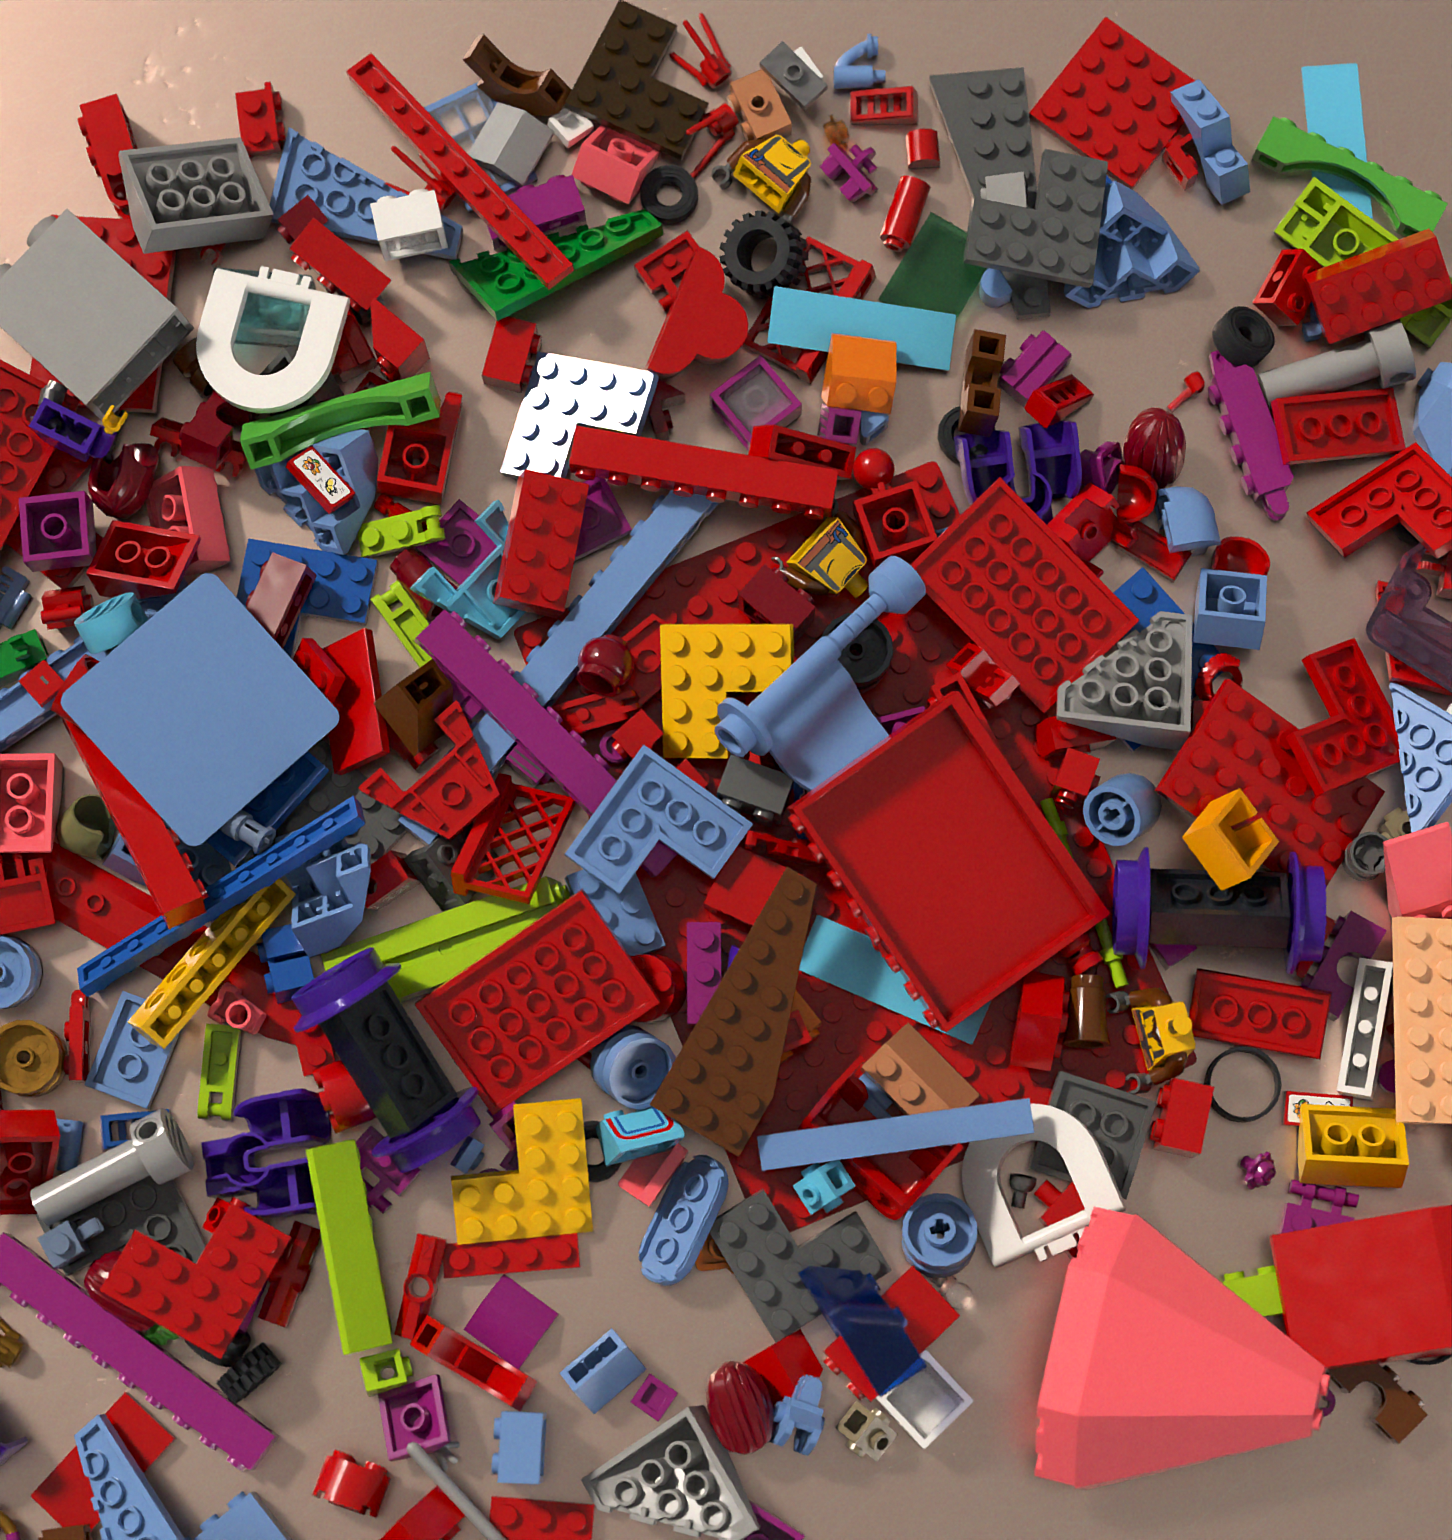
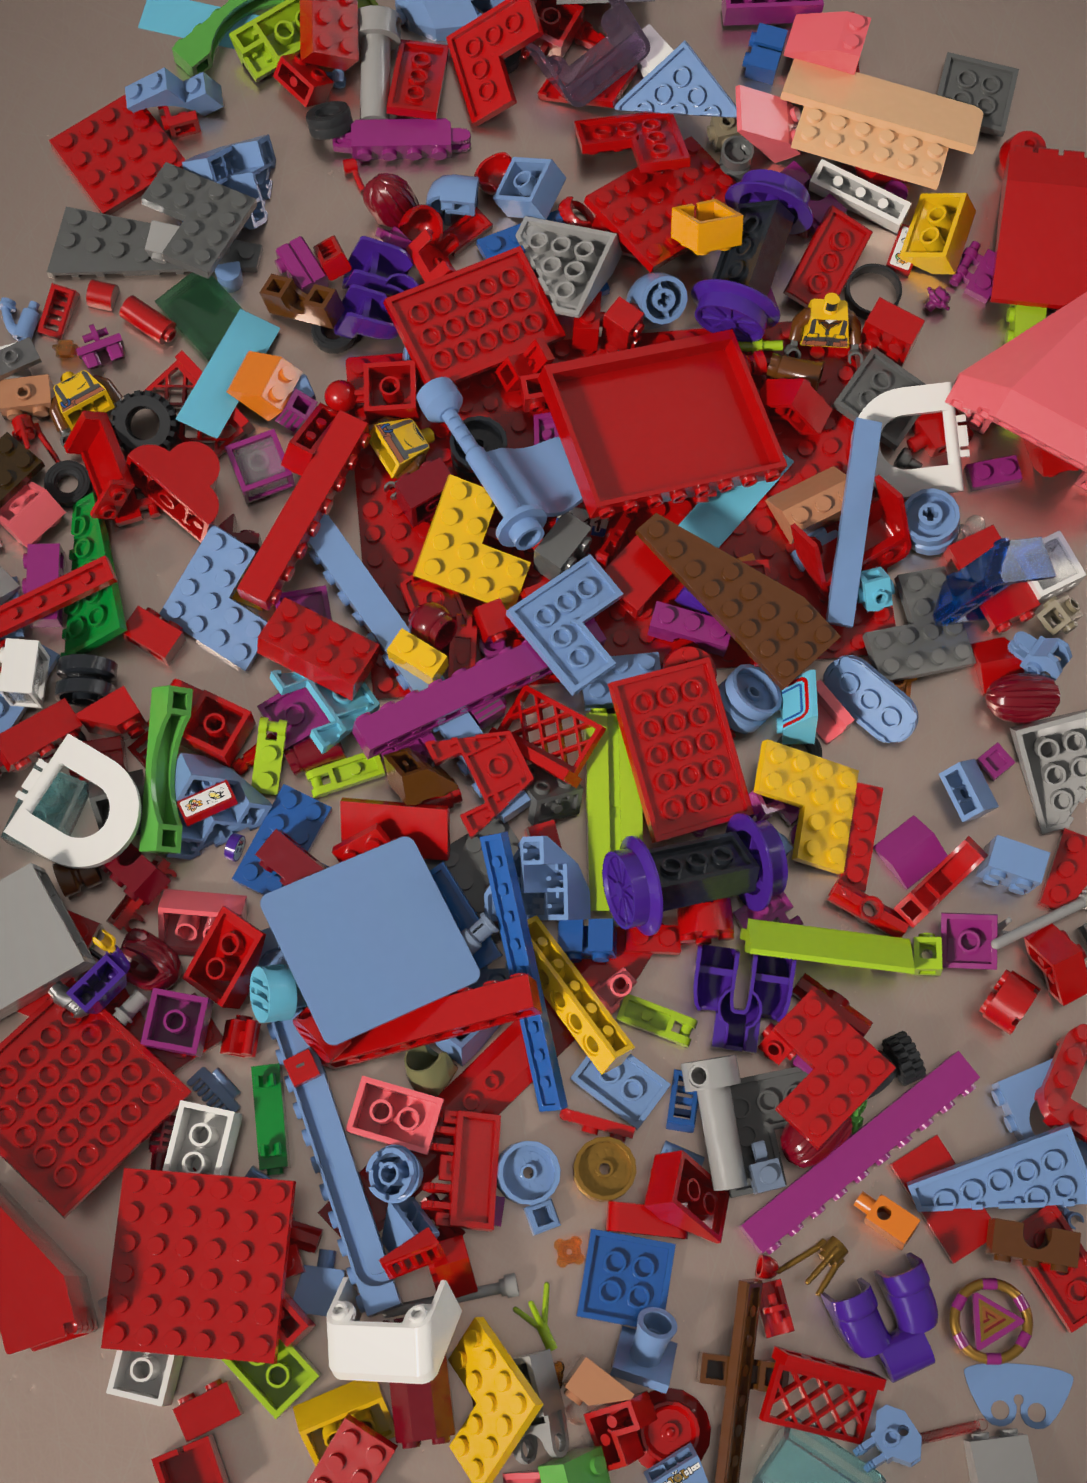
camera: 80 degrees left, 5 degrees down
(54, 1417) = (897, 1228): none -> orange torso
(64, 475) = (130, 1008): none -> light grey pin
(285, 529) = (234, 847): none -> dark purple tile
(425, 297) = (84, 678): none -> black wheel
(557, 660) = (417, 657): none -> yellow brick
(728, 202) = (104, 461): none -> red panel
(1037, 1300) = (993, 473): none -> magenta plate

